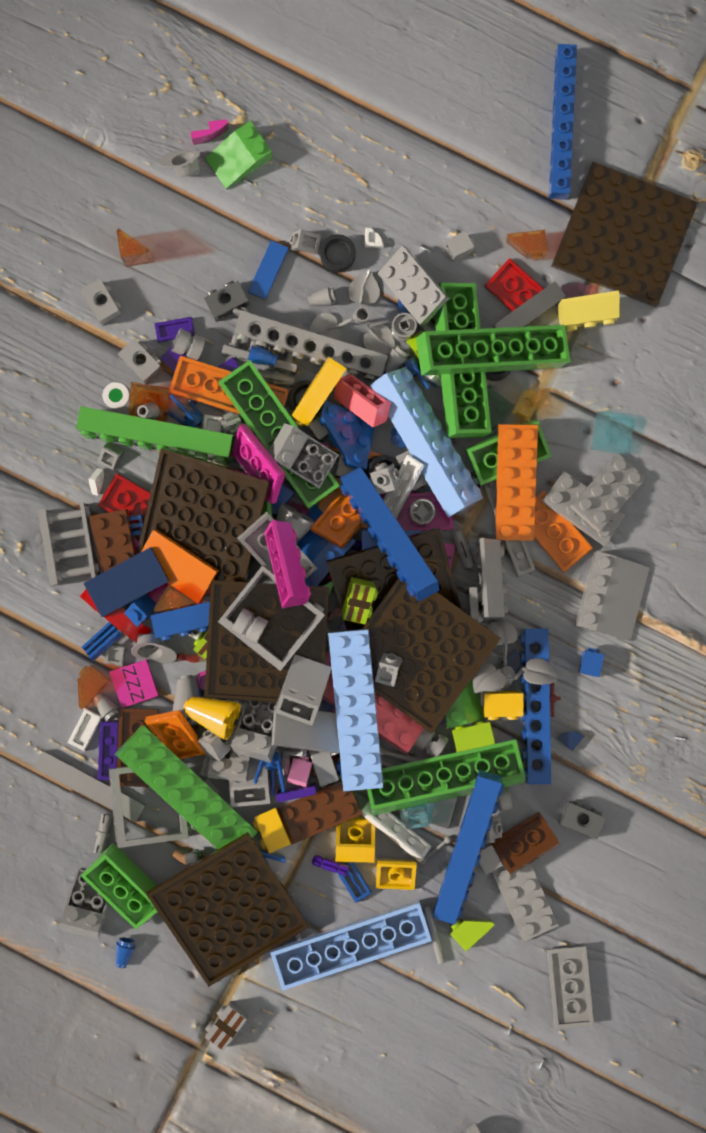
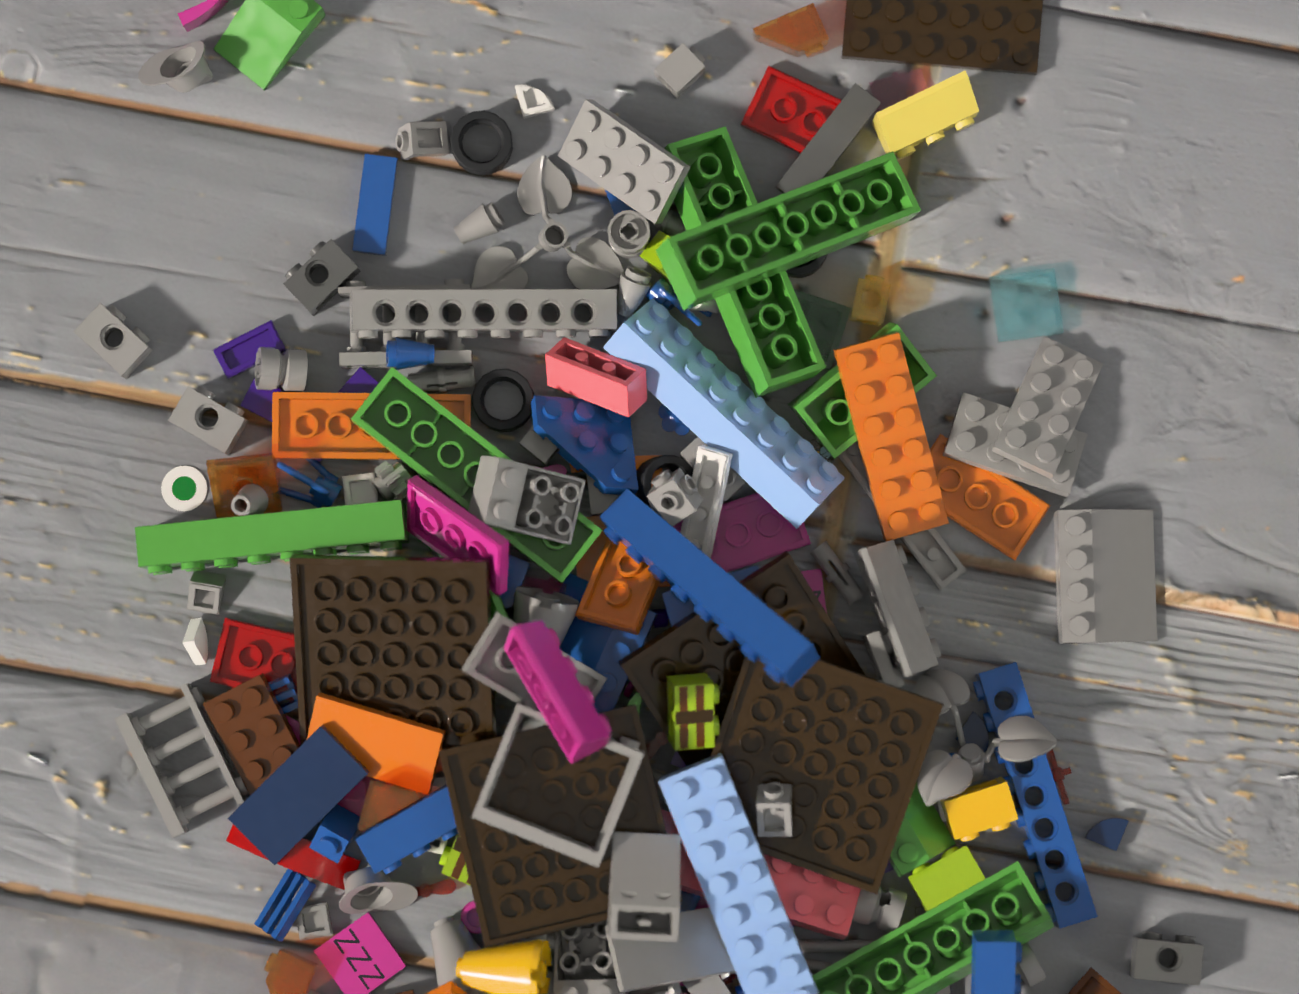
camera: 15 degrees left, 0 degrees up
(132, 251) = (140, 242): clear orange slope -> none
(249, 625) = (526, 809): light grey wheel -> none
(318, 392) = (520, 385): yellow slope -> none
(422, 512) = (751, 532): light grey wheel -> none
(591, 662) = (1103, 696): blue brick -> none

